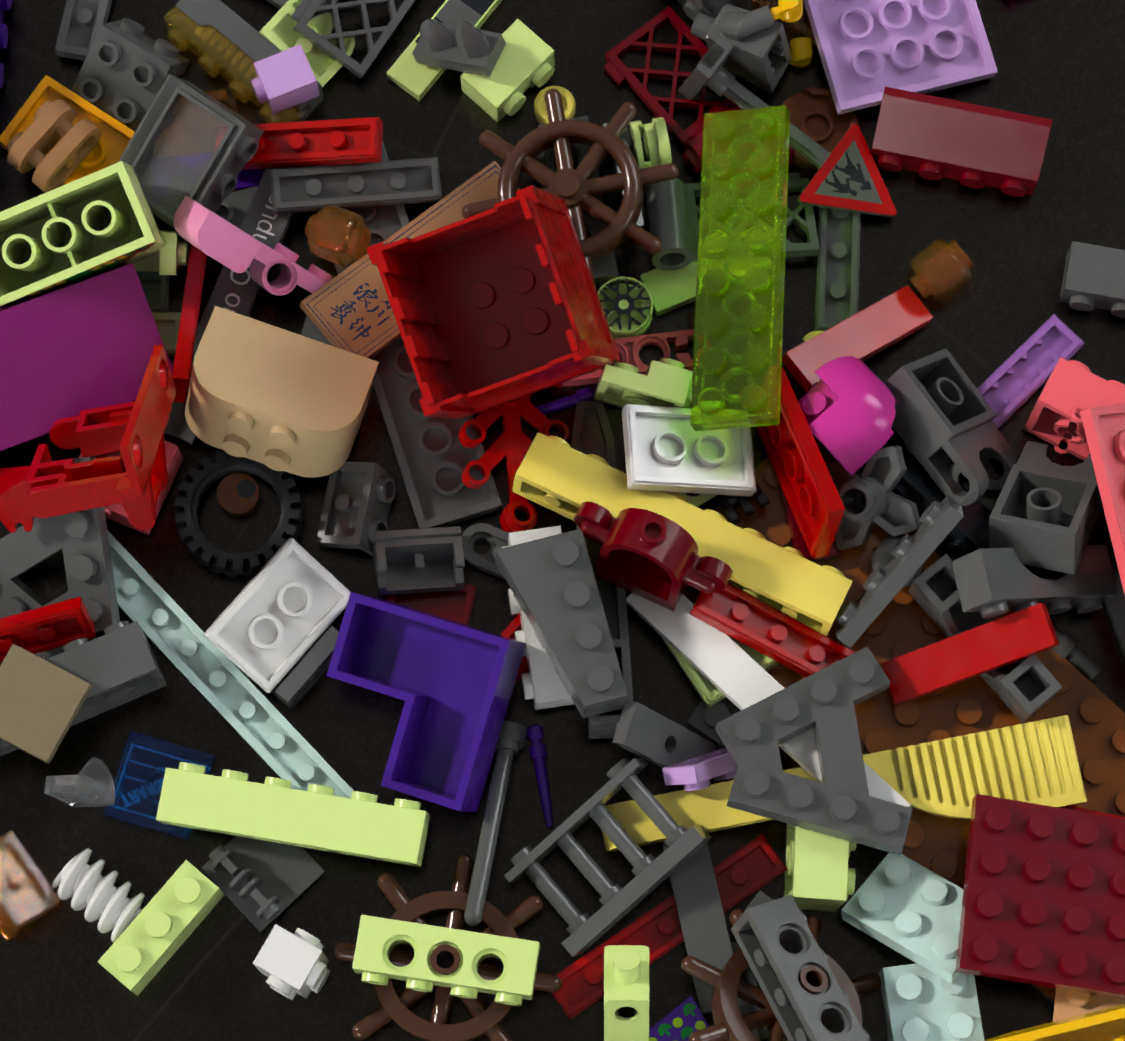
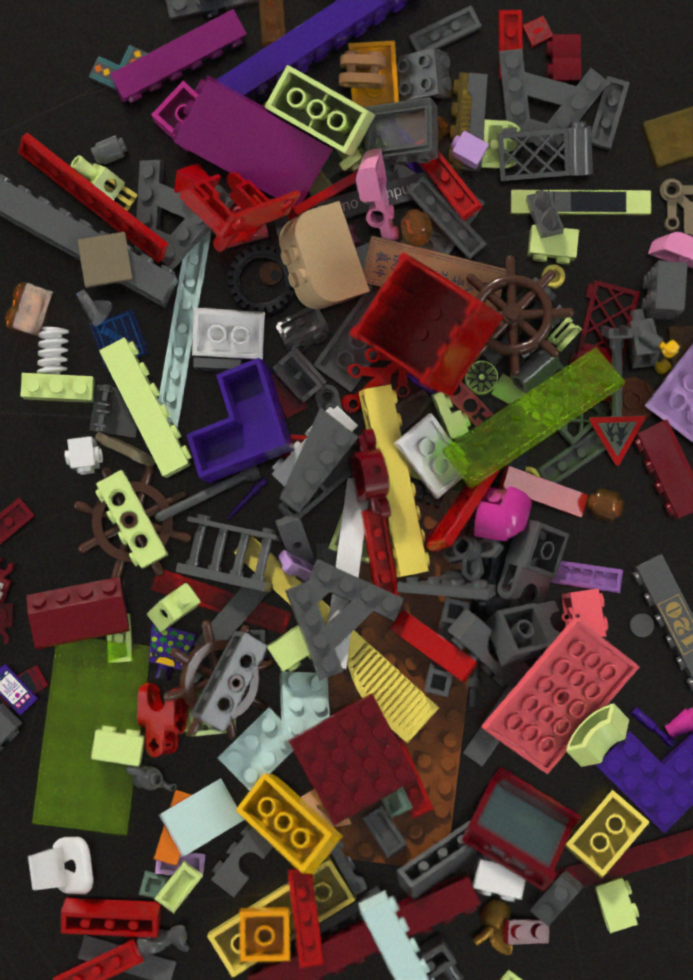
camera: 45 degrees right, 10 degrees up
(331, 896) = (125, 449): none -> dark tan tile

